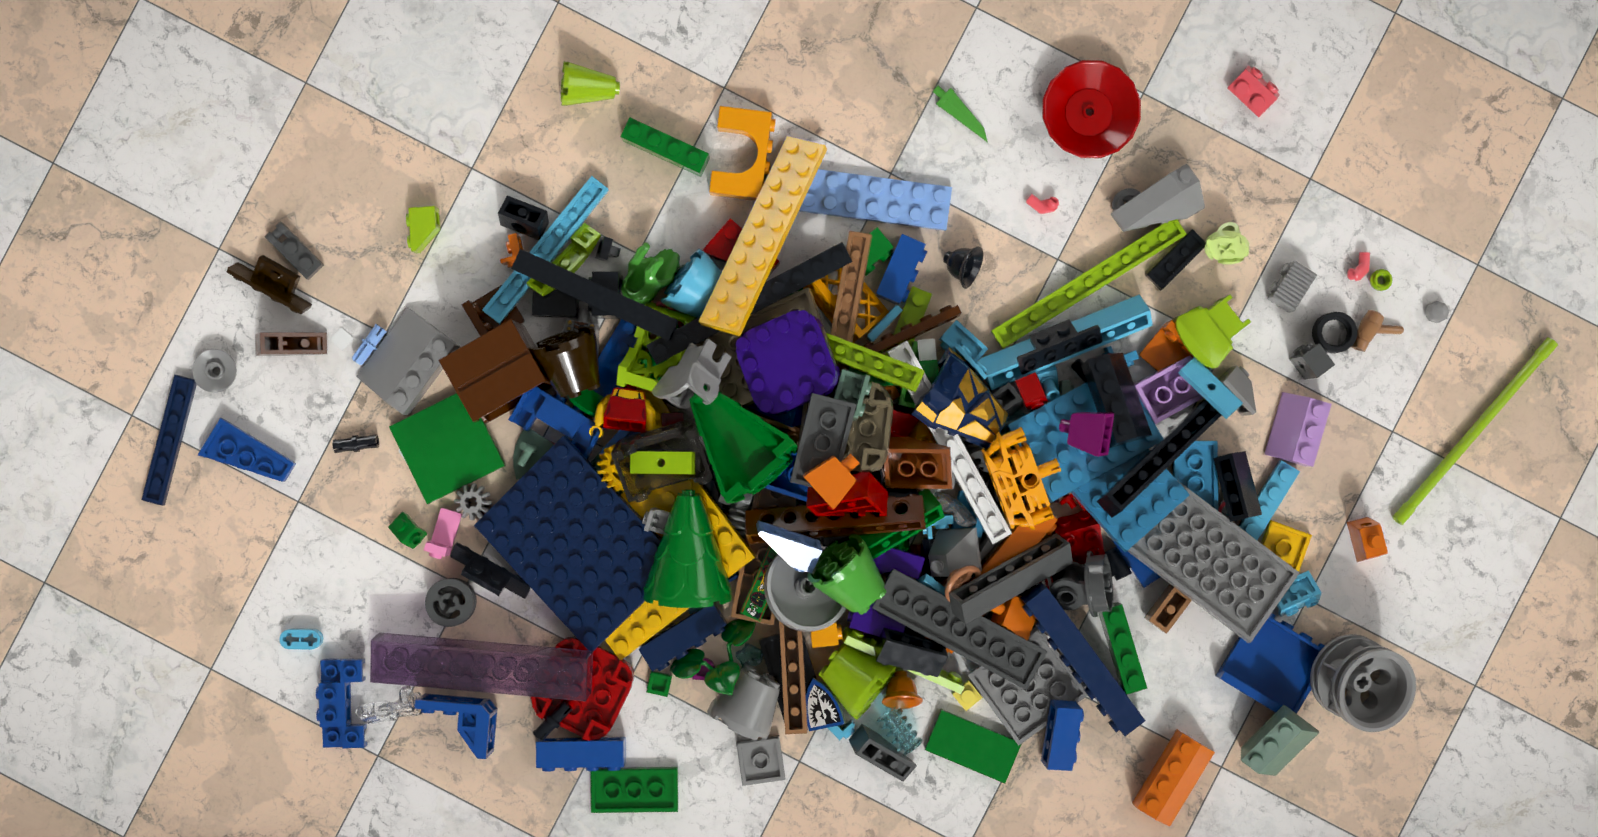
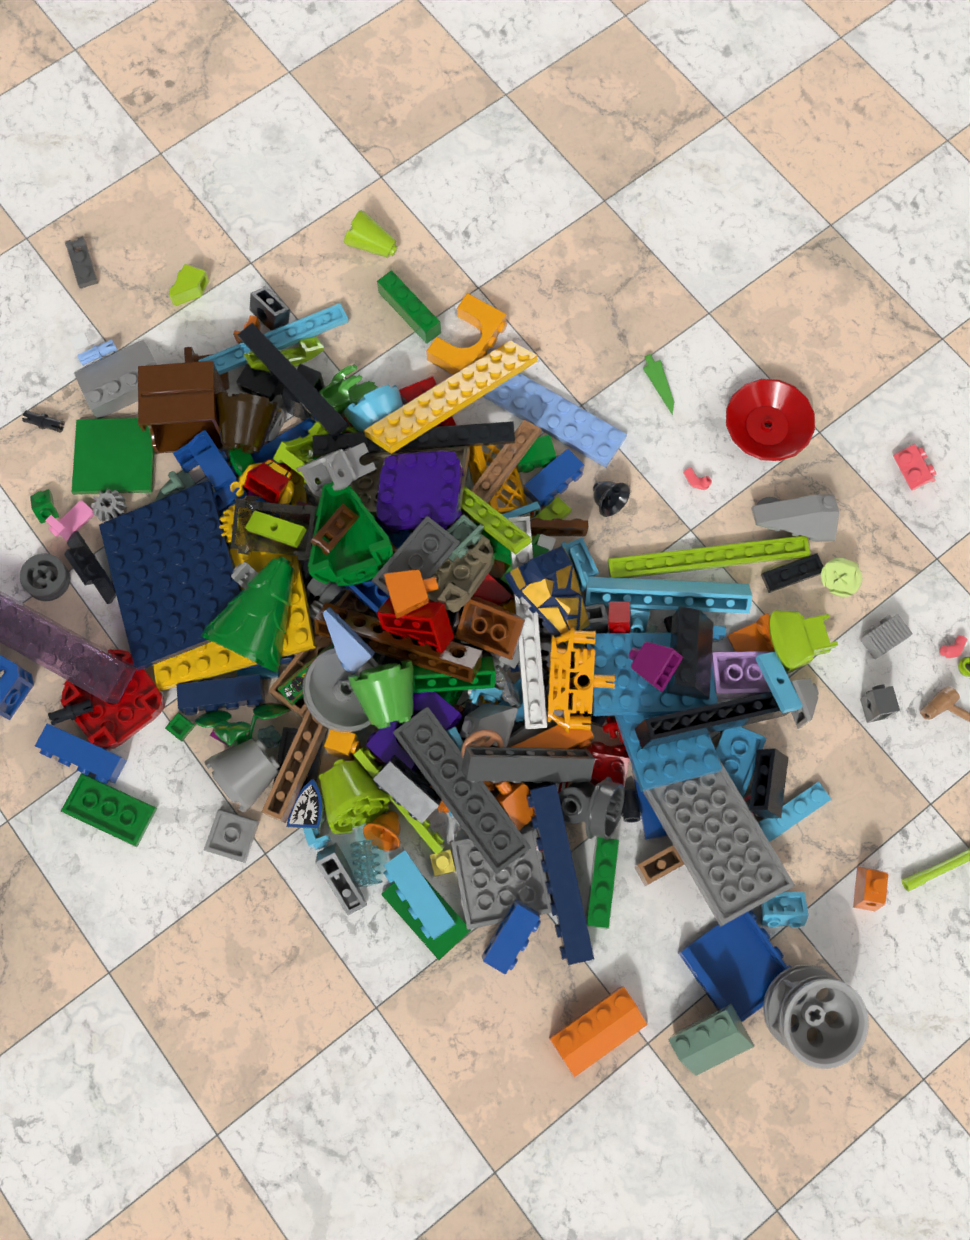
camera: 20 degrees right, 15 degrees down
(272, 281) = (51, 274): dark brown bracket -> none
(290, 343) = (36, 324): reddish brown slope -> none
(606, 249) = (322, 361): black tile -> none
(726, 443) = (335, 529): none -> reddish brown plate
(962, 737) = (419, 895): none -> medium azure brick
(1057, 343) = (659, 590): black bracket -> none
(1286, 543) = (795, 858): yellow tile -> none
(1297, 429) = (843, 760): lavender slope -> none
(1350, 328) = (922, 683): black tyre -> none

